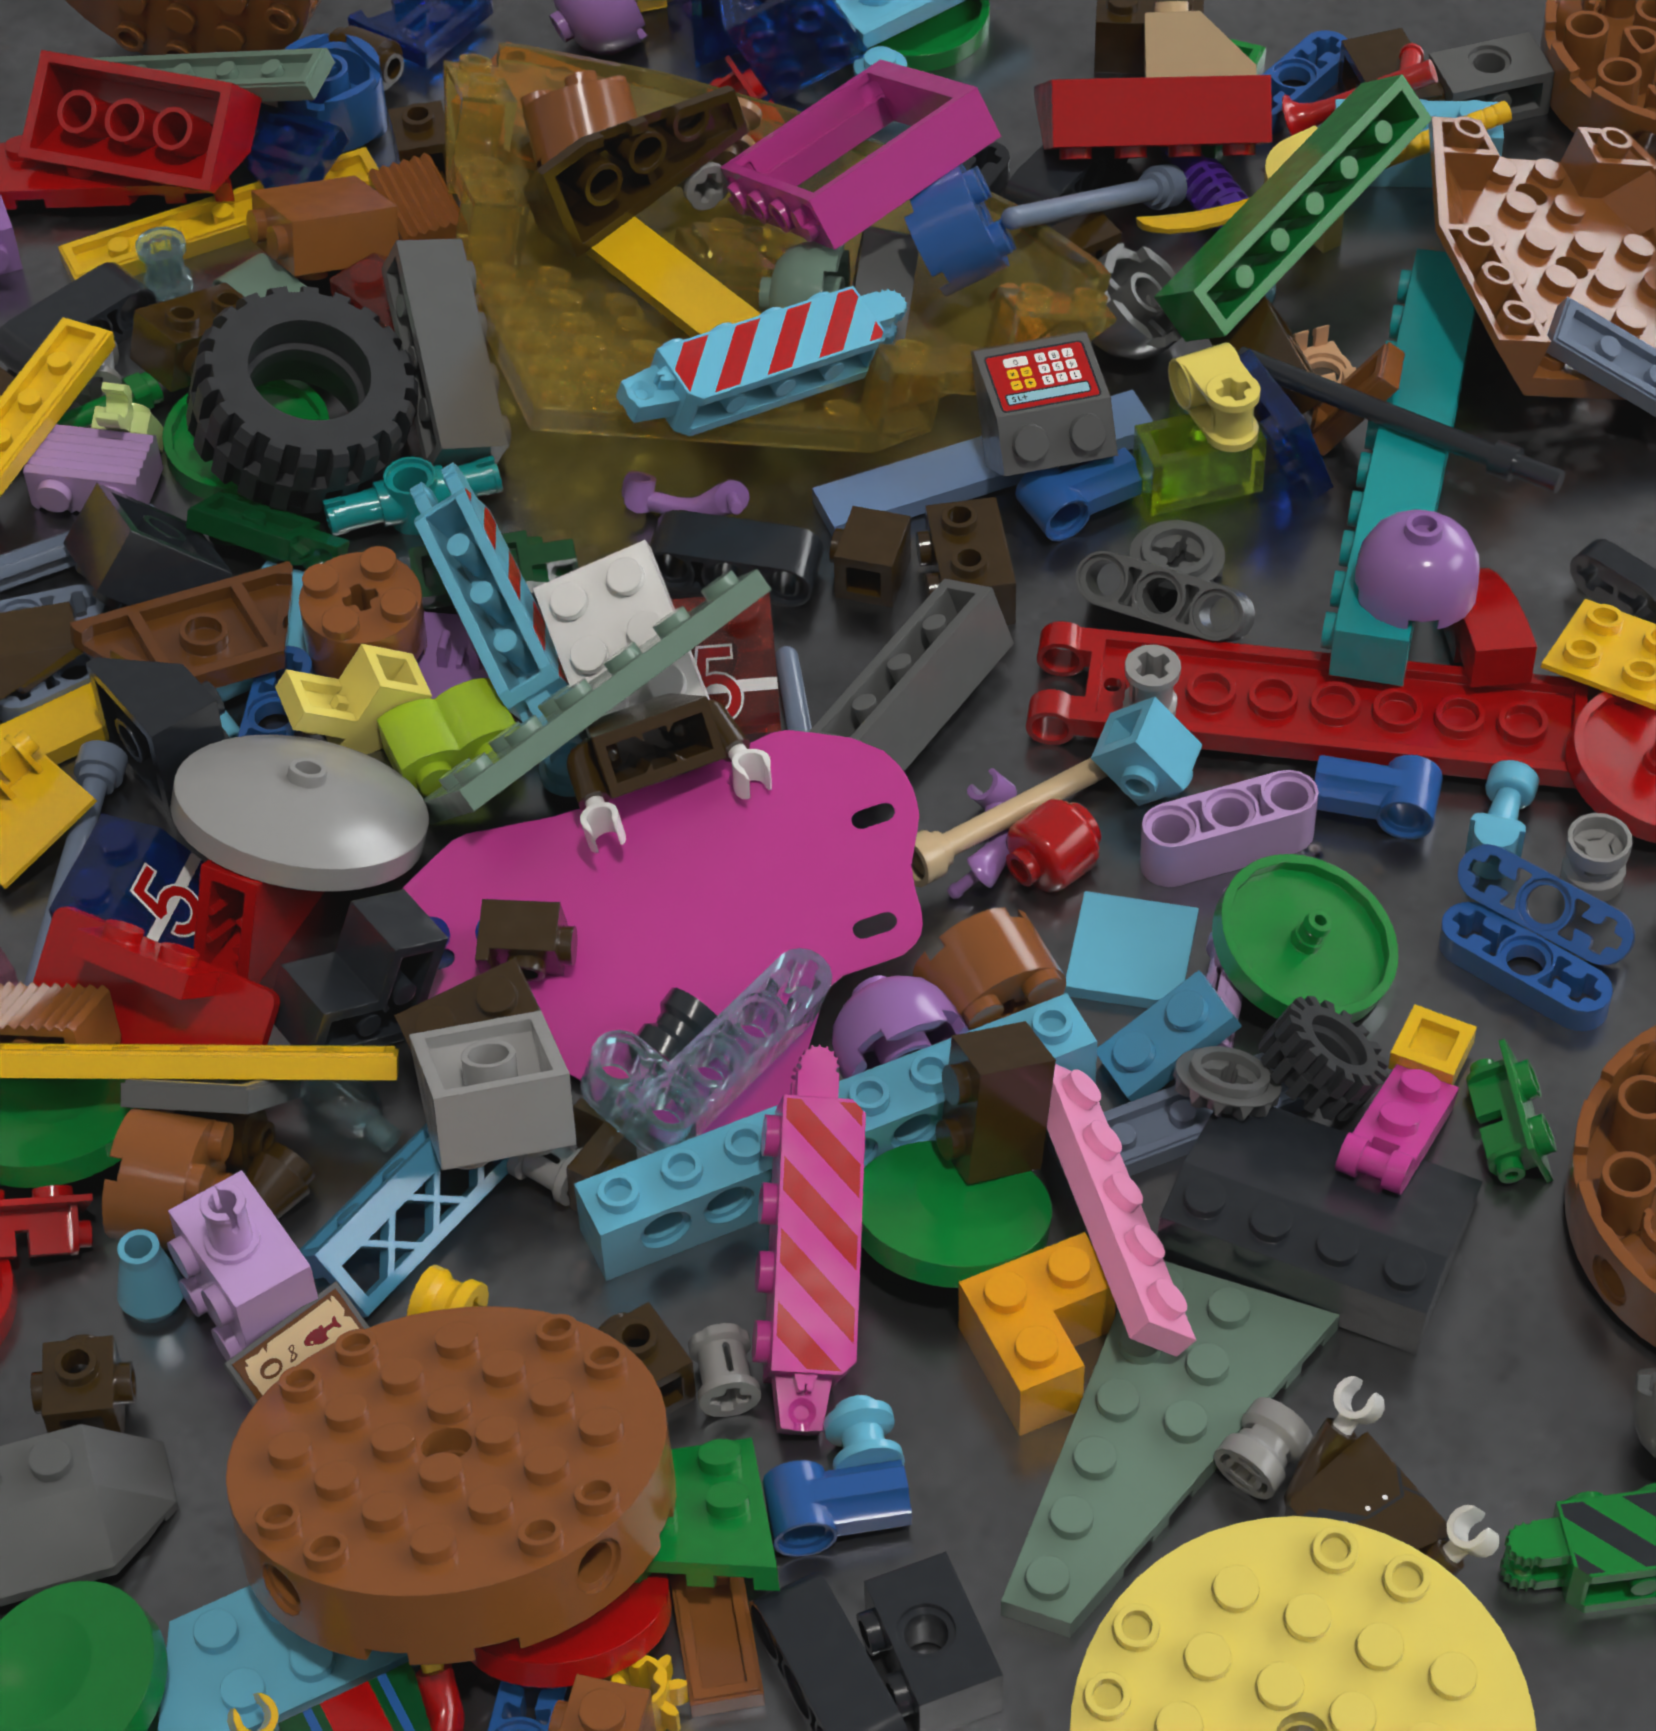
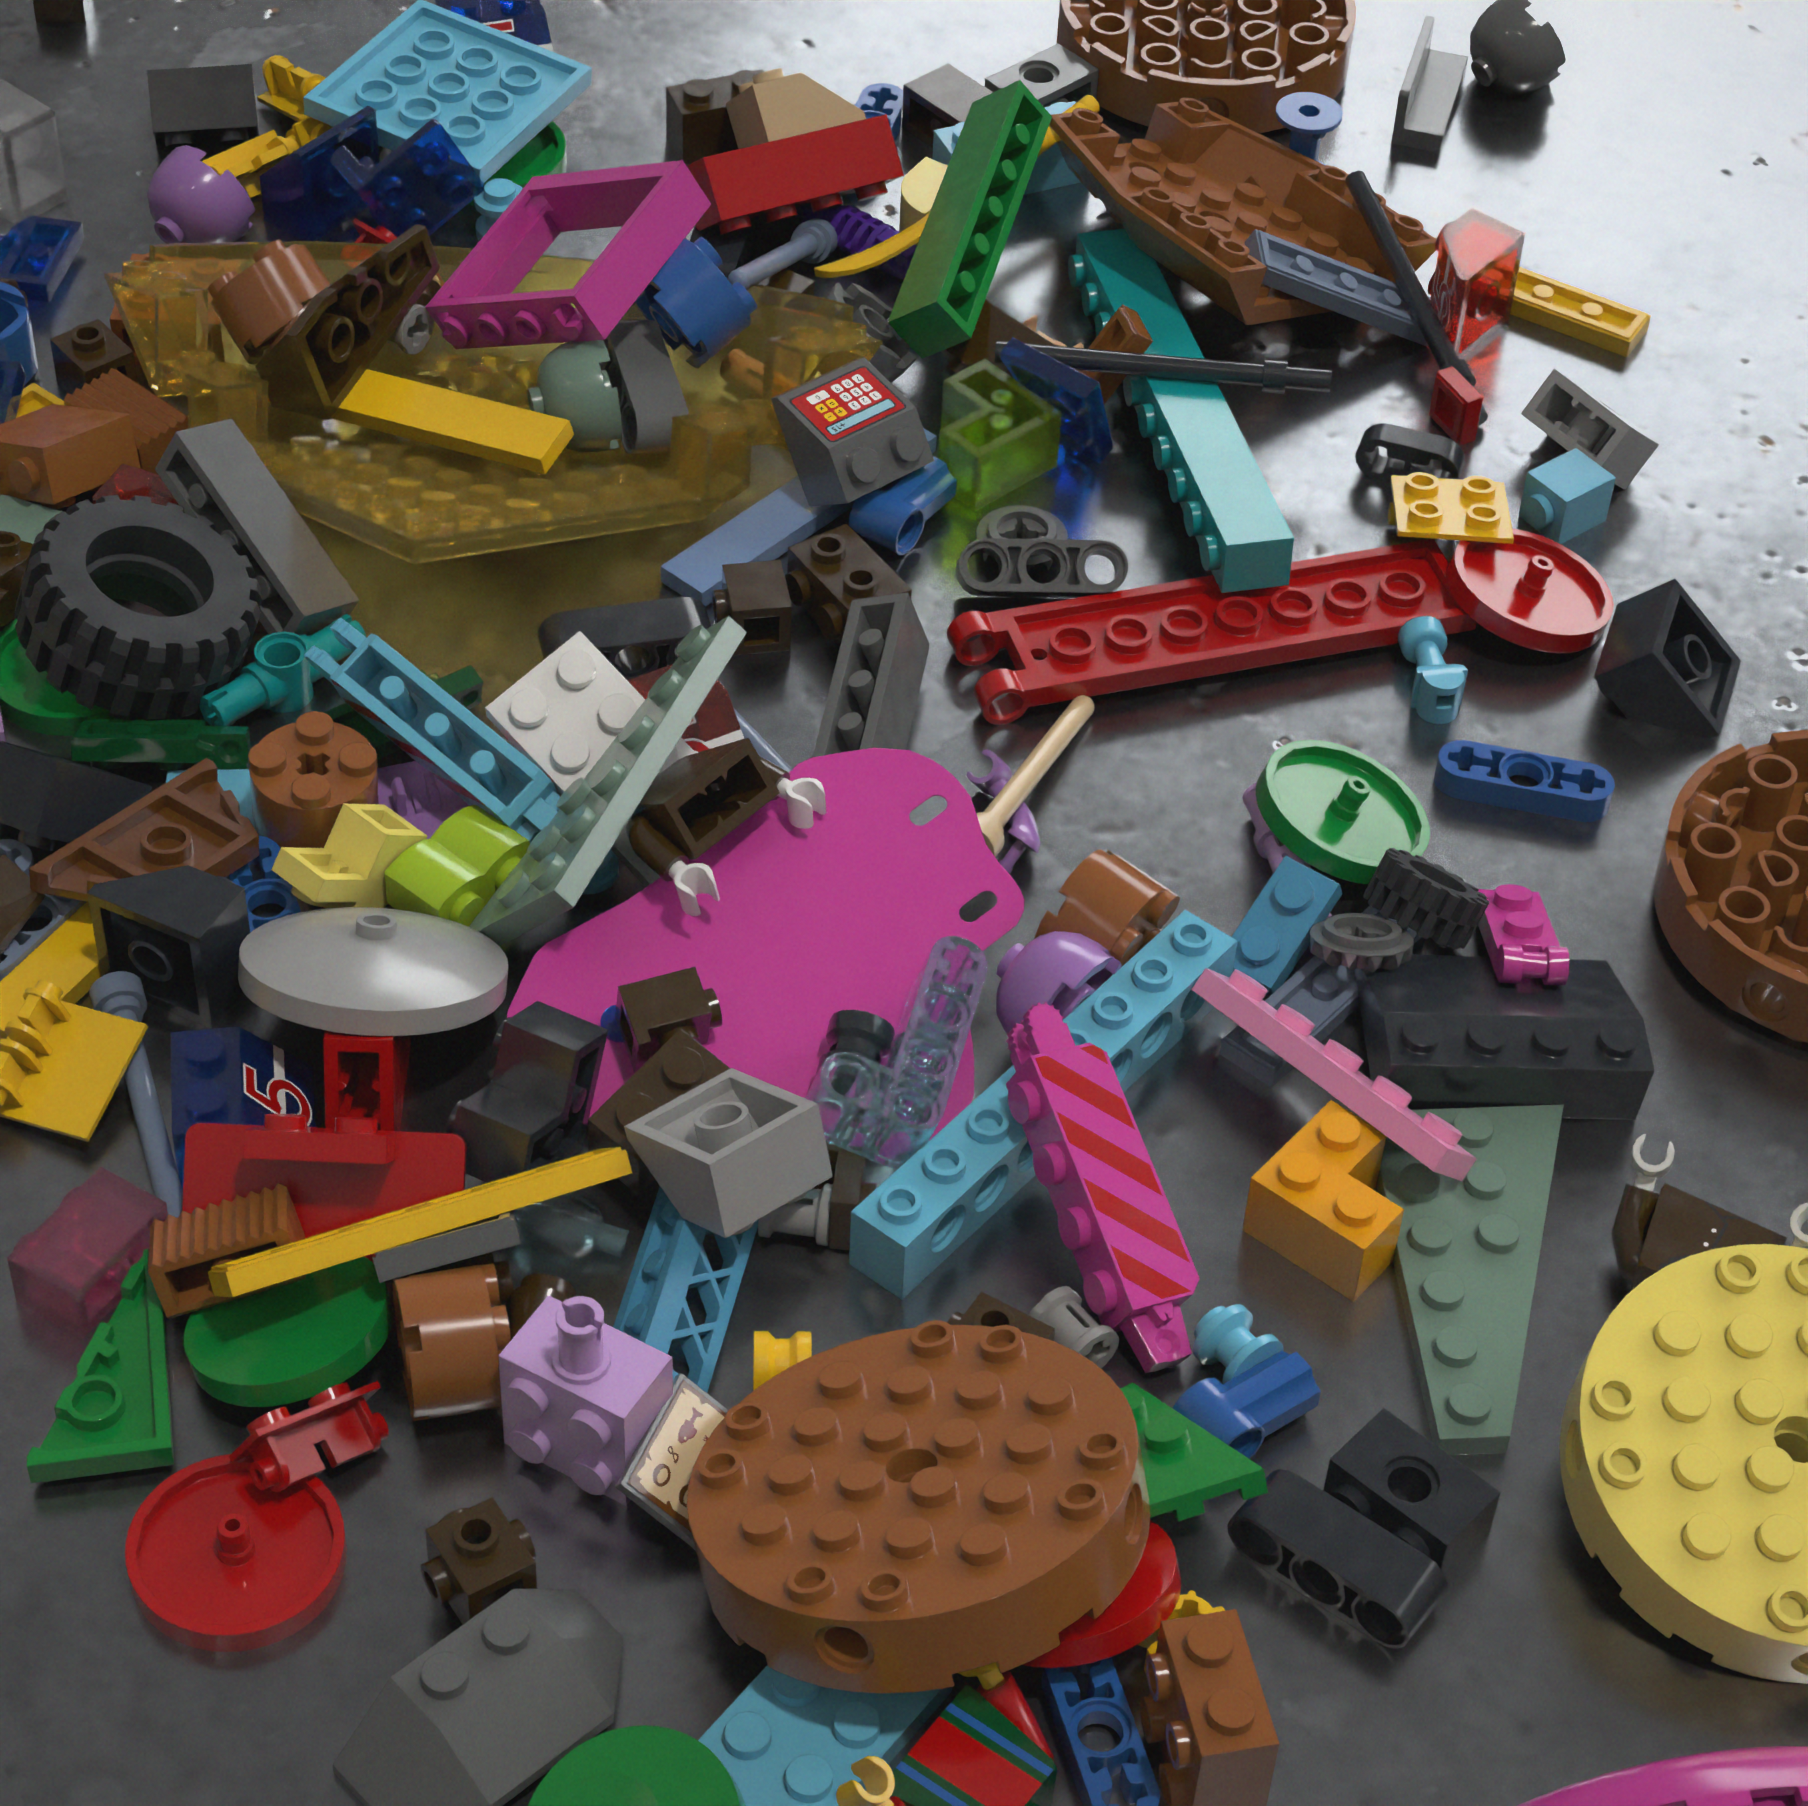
camera: 30 degrees left, 5 degrees down
(146, 1278) = (474, 1444): medium azure cone -> none
(717, 1645) = (1221, 1569): dark orange tile -> none
(720, 500) = (500, 611): medium lavender piece -> none
(763, 360) = (593, 450): medium azure hinge -> none
(938, 1227) = (1205, 1127): green piece -> none
(995, 1102) = (1190, 1016): dark brown brick -> none
(1053, 845) = (1073, 797): red head -> none
(1129, 949) = (1196, 863): medium azure piece -> none
(1147, 751) = (1111, 697): medium azure brick -> none
(1151, 673) = (1090, 638): light grey bush -> none
(1217, 396) = (1006, 382): light yellow piece -> none
(1228, 828) = (1214, 742): lavender beam -> none
(1260, 1451) = (1577, 1243): light grey wheel -> none
(1306, 115) = (915, 148): red piece -> none
(1396, 795) = (1334, 673): blue piece -> none
(1417, 569) = (1271, 474): medium lavender cylinder -> none
(1433, 1044) = (1496, 861): yellow plate -> none
(1494, 636) = (1333, 520): red slope -> none
(1495, 895) = (1477, 699): blue beam -> none
(1522, 1137) = (1612, 914): green hinge -> none
(1597, 855) = (1529, 676): light grey wheel -> none

